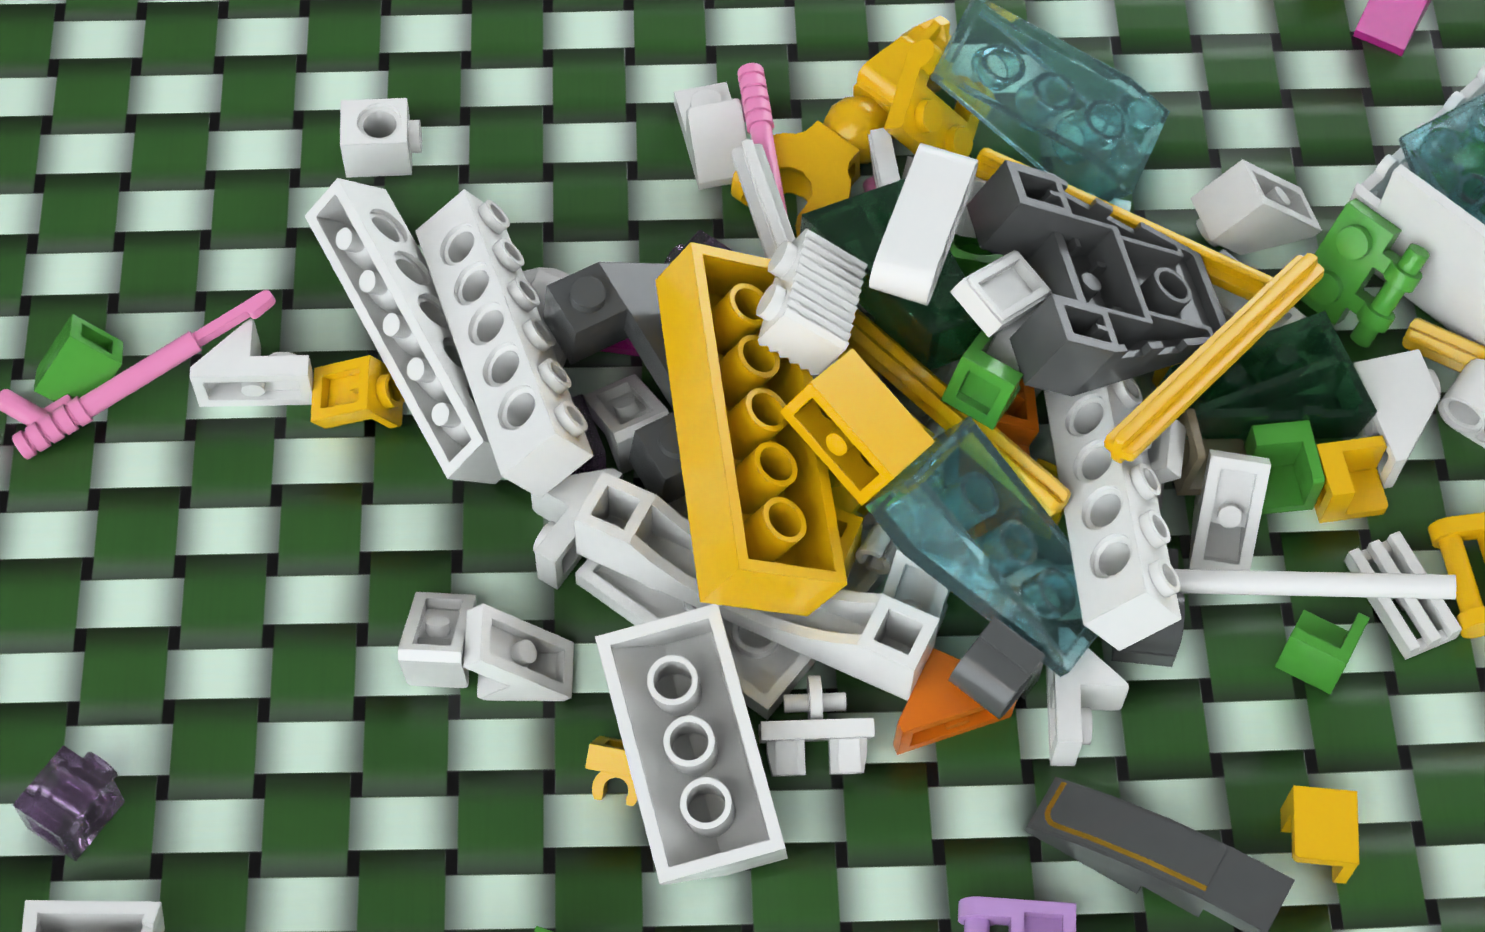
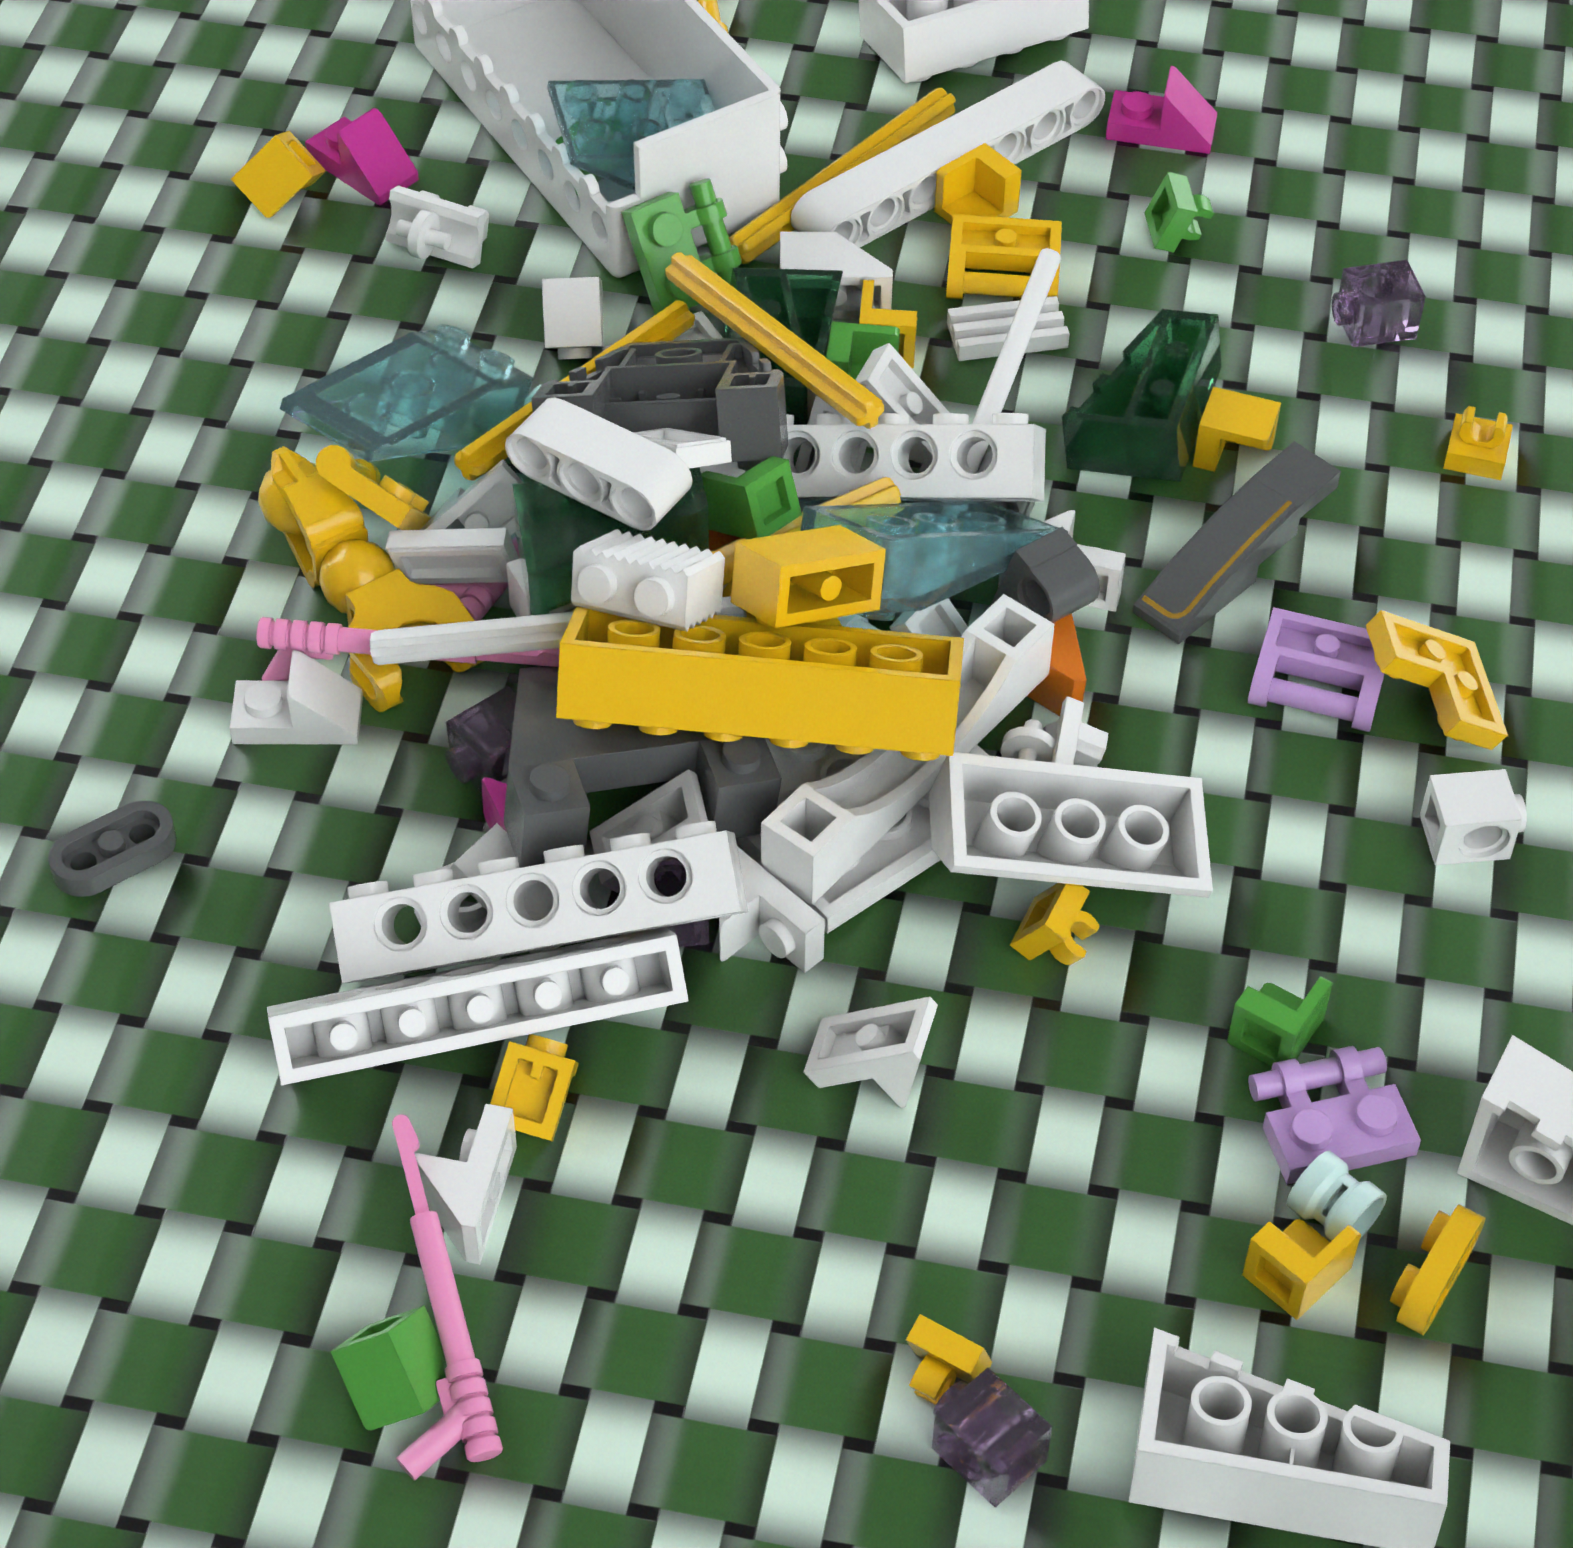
camera: 75 degrees left, 10 degrees down
(142, 753) = (944, 1358): none -> yellow tile
(378, 137) = (184, 1033): white brick -> none
(516, 658) = (913, 977): white slope -> none
(533, 54) = (111, 848): none -> dark grey plate
(1318, 77) = (436, 227): none -> white hips
(1320, 650) = (1057, 385): bright green panel -> none
(1323, 737) = (1151, 404): none -> clear green wedge

